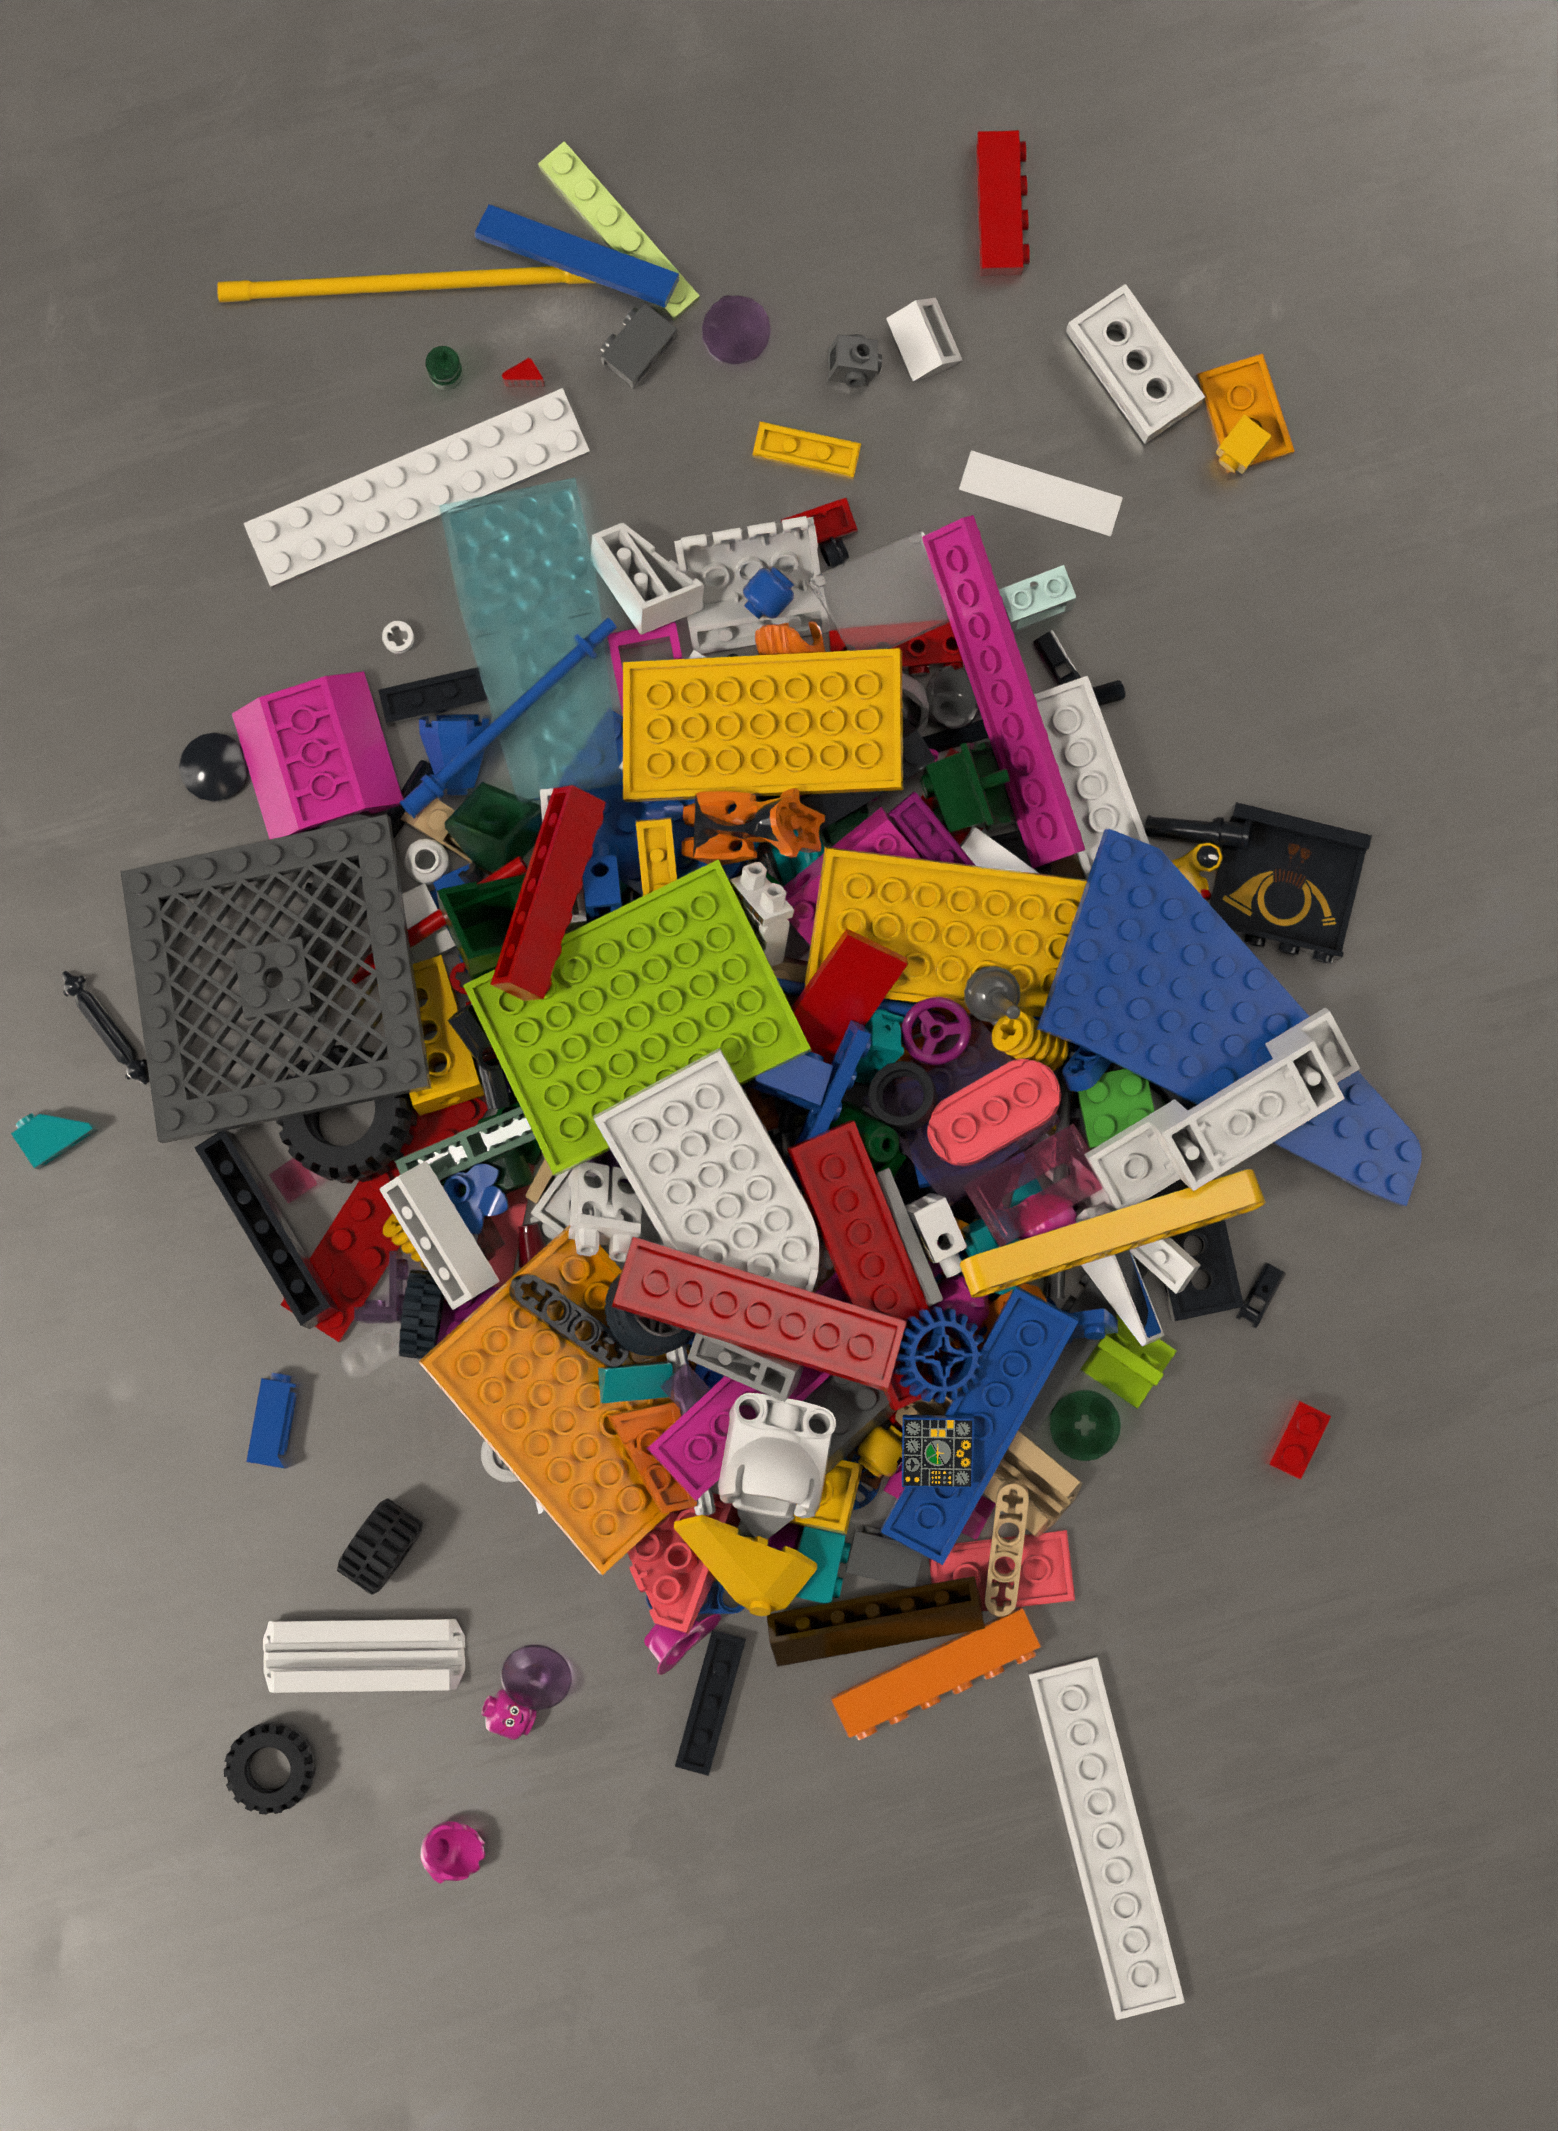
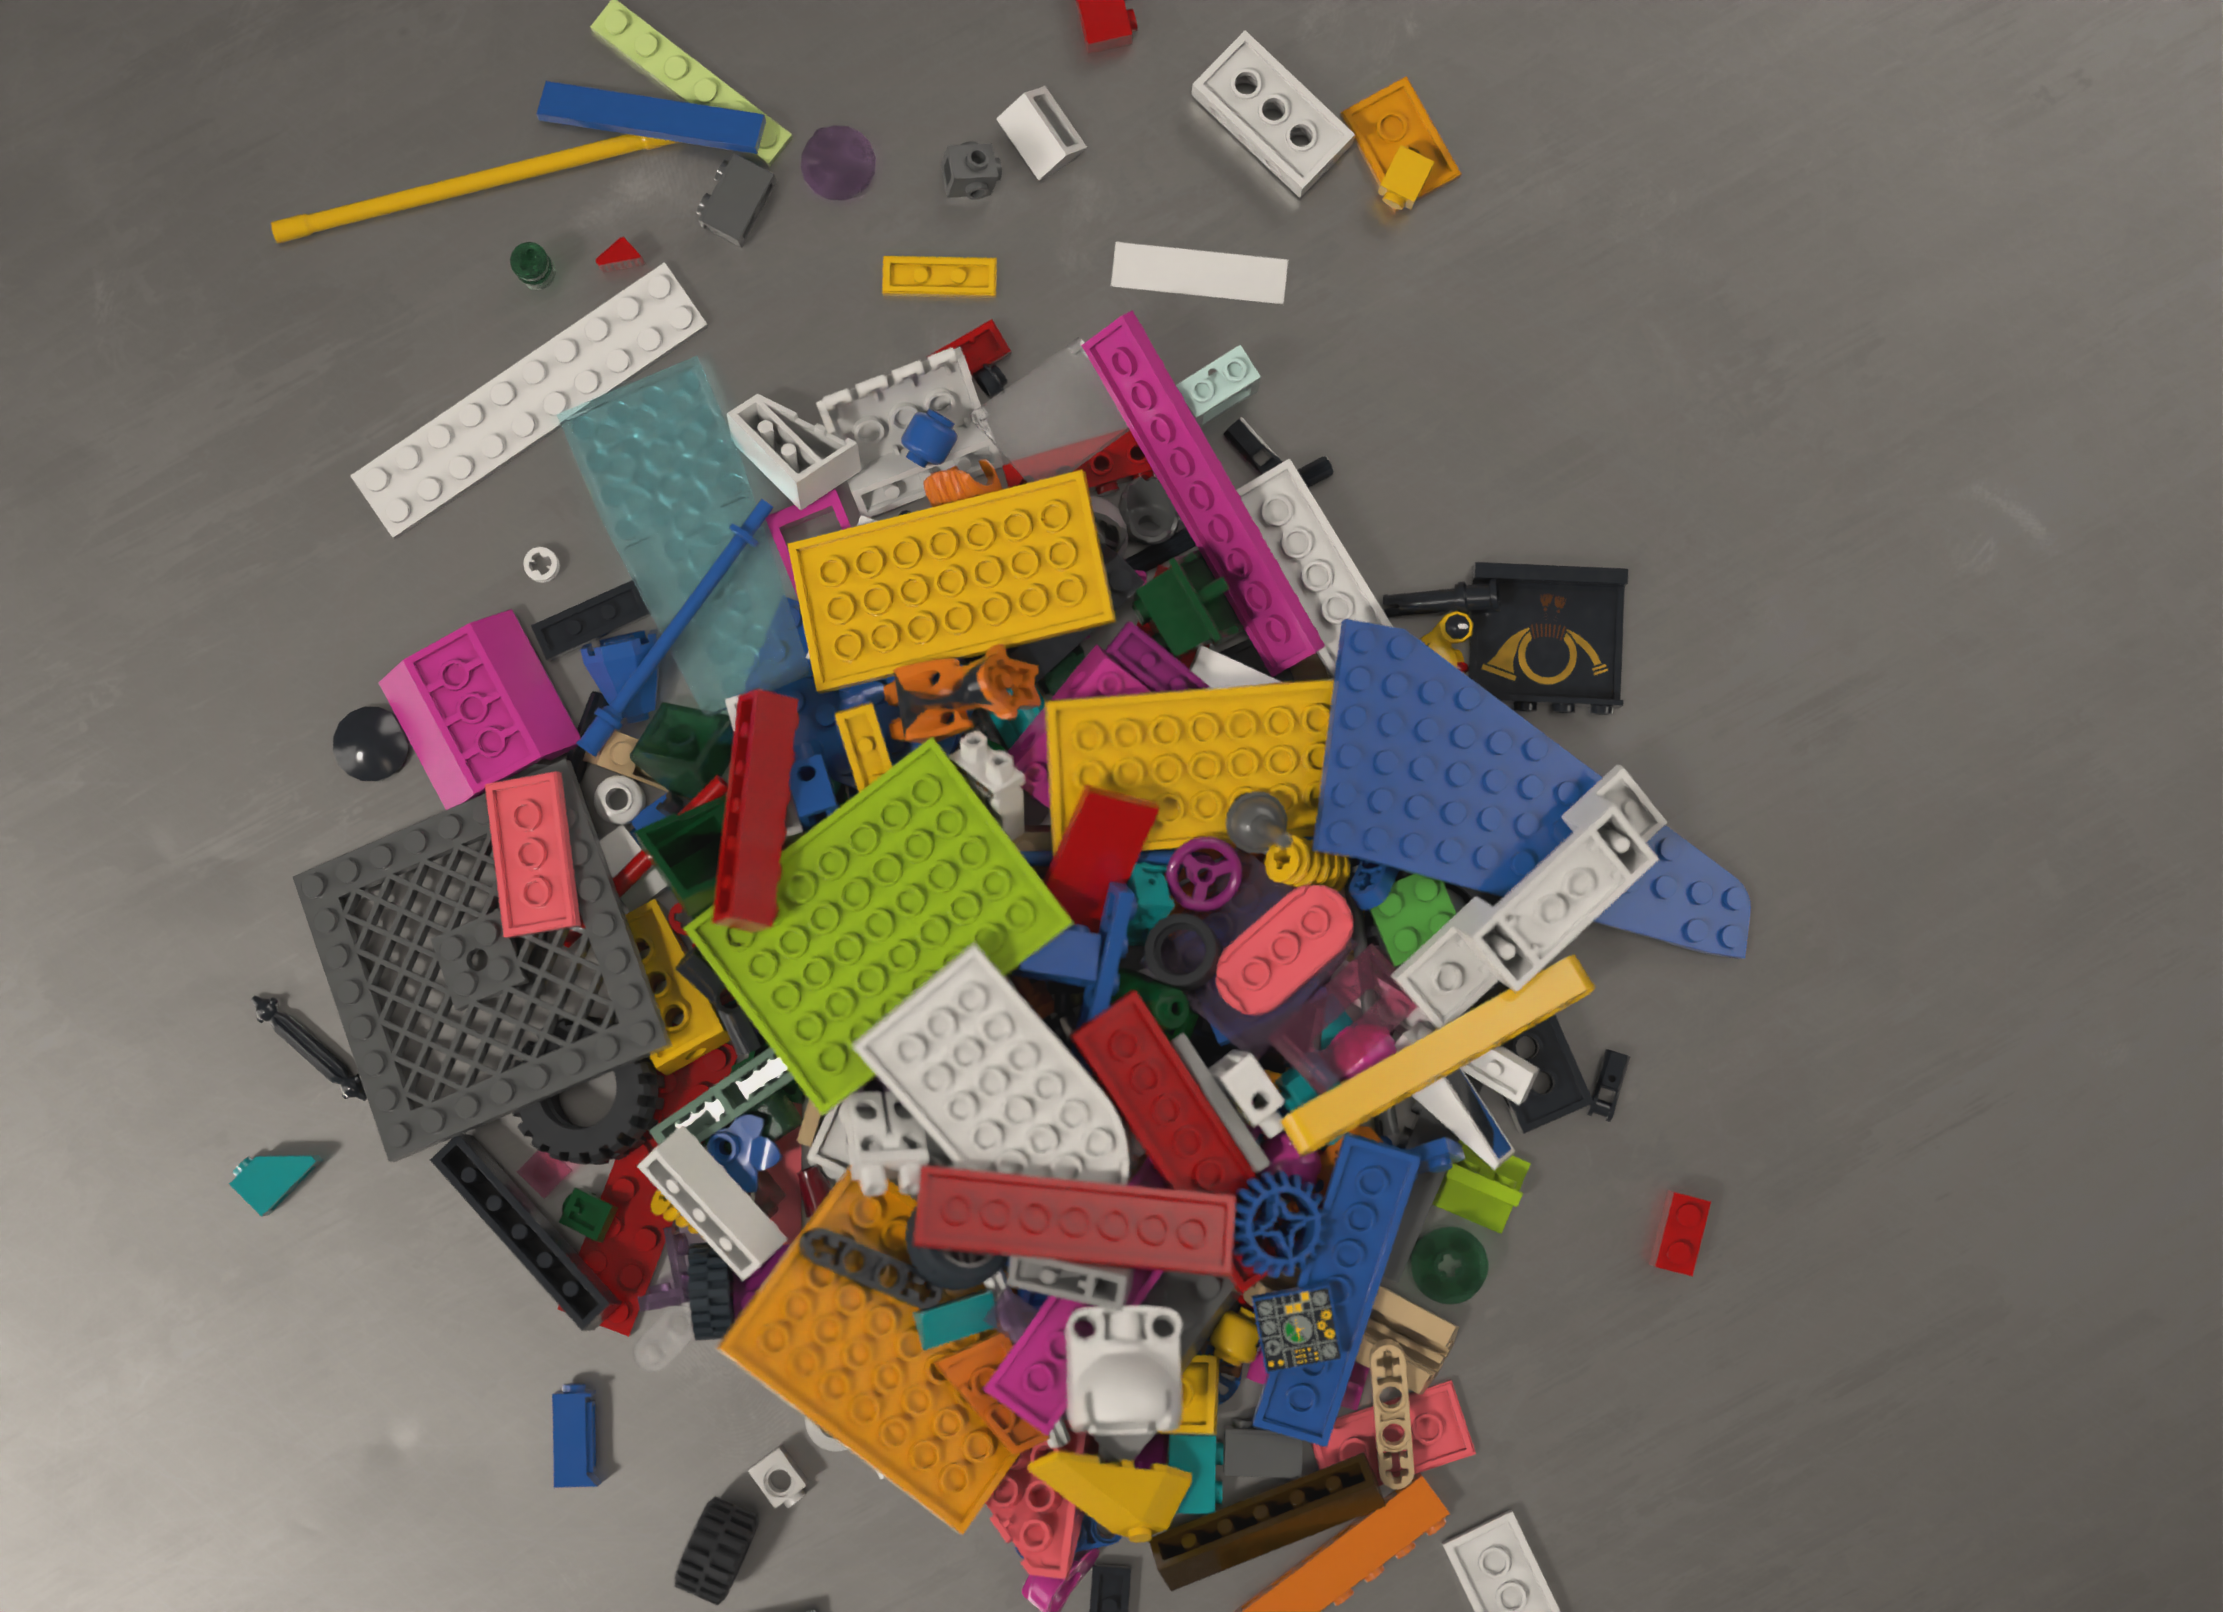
camera: 15 degrees left, 0 degrees up
(324, 1225) = (587, 1214): none -> dark green bracket
(341, 893) = (532, 854): none -> coral tile
(433, 1488) = (773, 1461): none -> white brick

